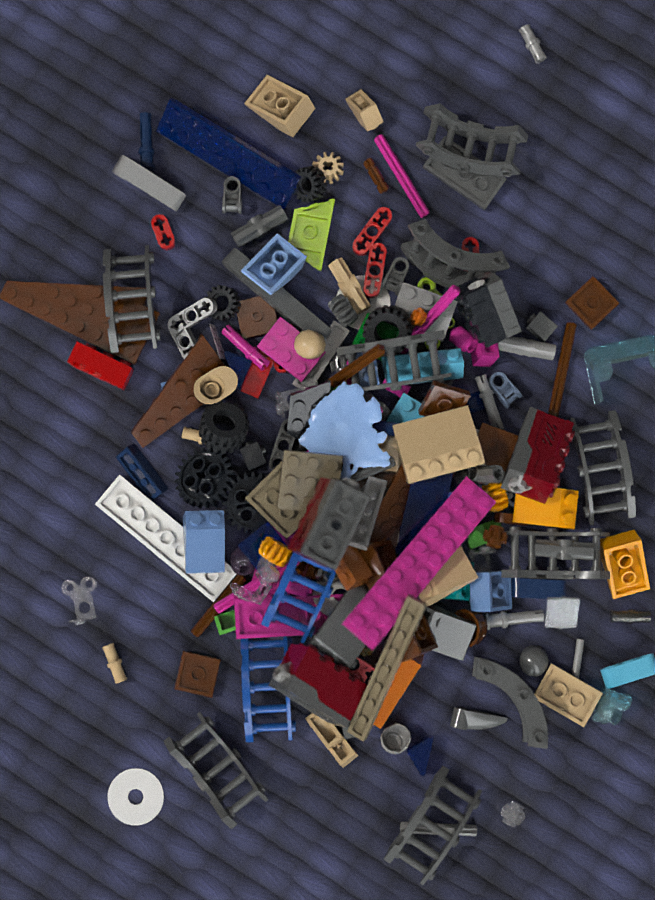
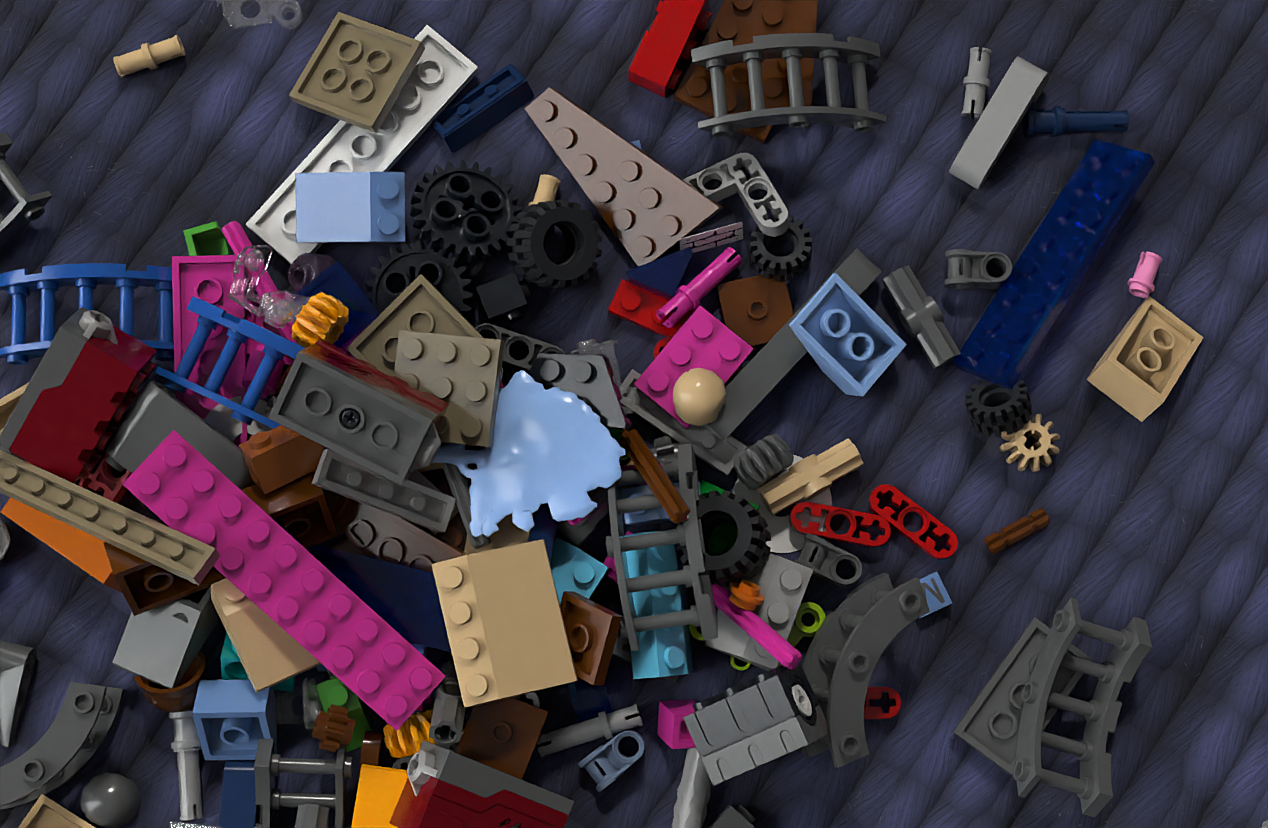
camera: 90 degrees right, 5 degrees down
(124, 195) = (976, 82): none -> light grey pin
(124, 542) = (357, 72): none -> dark tan plate
(159, 234) = (908, 142): red beam -> none
(197, 674) = (121, 196): reddish brown plate -> none
(209, 615) = (216, 212): reddish brown axle -> none
(215, 385) = (627, 227): tan piece -> none
(233, 105) = (1144, 276): none -> bright pink pin
(311, 231) = (911, 410): lime wing -> none
(364, 110) = (1138, 512): tan slope -> none
(402, 176) = (1016, 578): dark pink axle -> none
(409, 219) = (934, 593): none -> medium blue tile
(462, 339) = (707, 681): dark pink brick -> none

